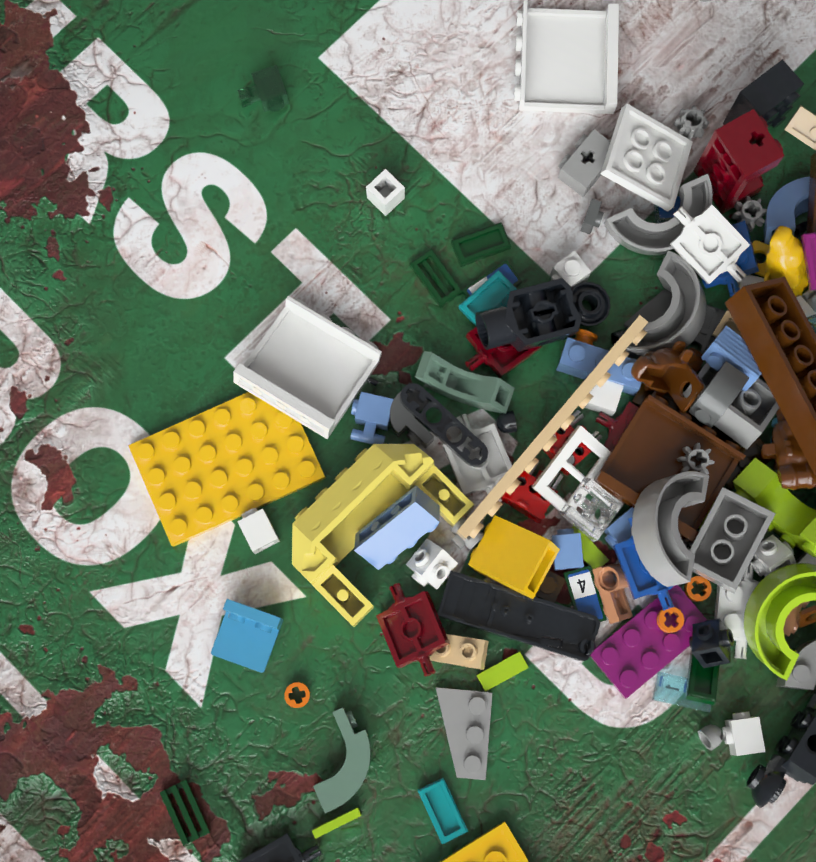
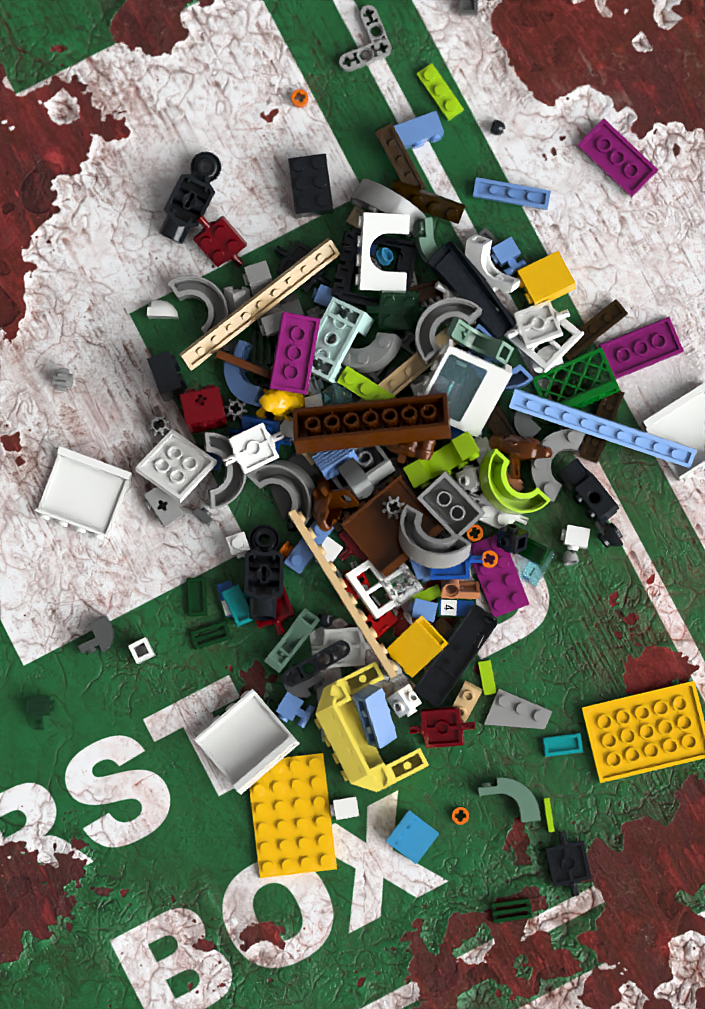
camera: 70 degrees left, 5 degrees up
(389, 140) = (104, 636): none -> dark grey brick

